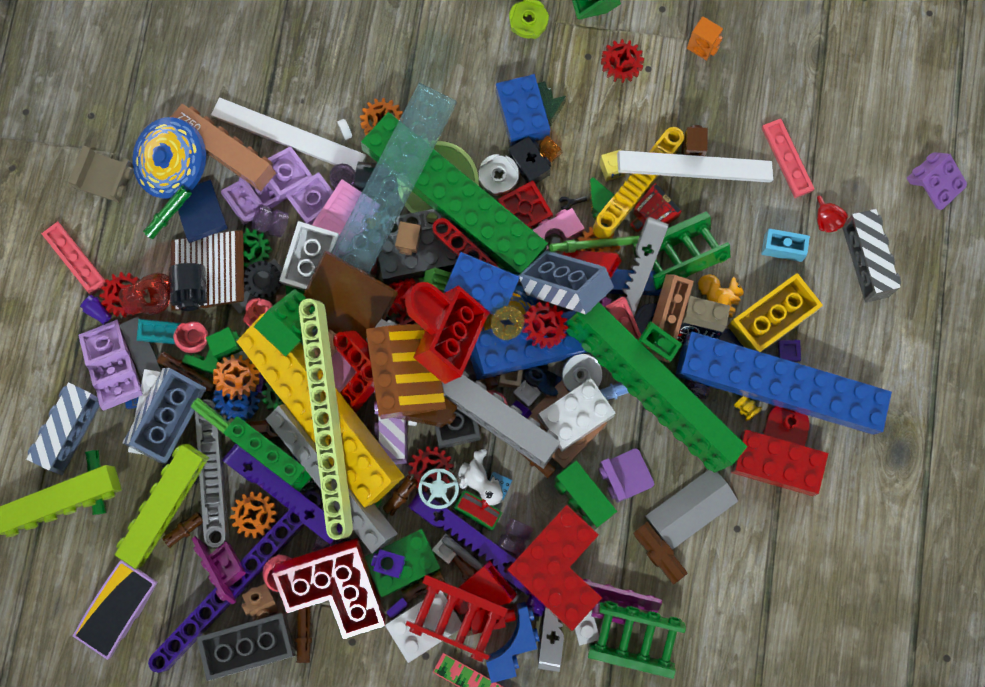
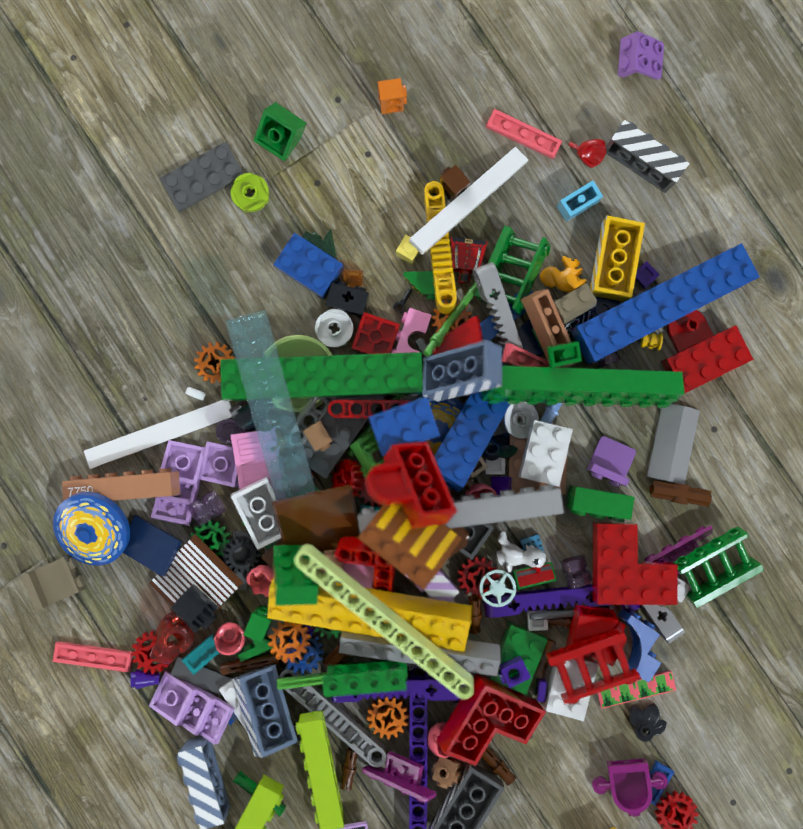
camera: 45 degrees left, 10 degrees up
(172, 206) = (128, 573): green pin -> none
(509, 331) = (454, 439): clear yellow gear -> none
(553, 325) = (475, 406): red gear -> none
(628, 68) = (338, 168): red gear -> none

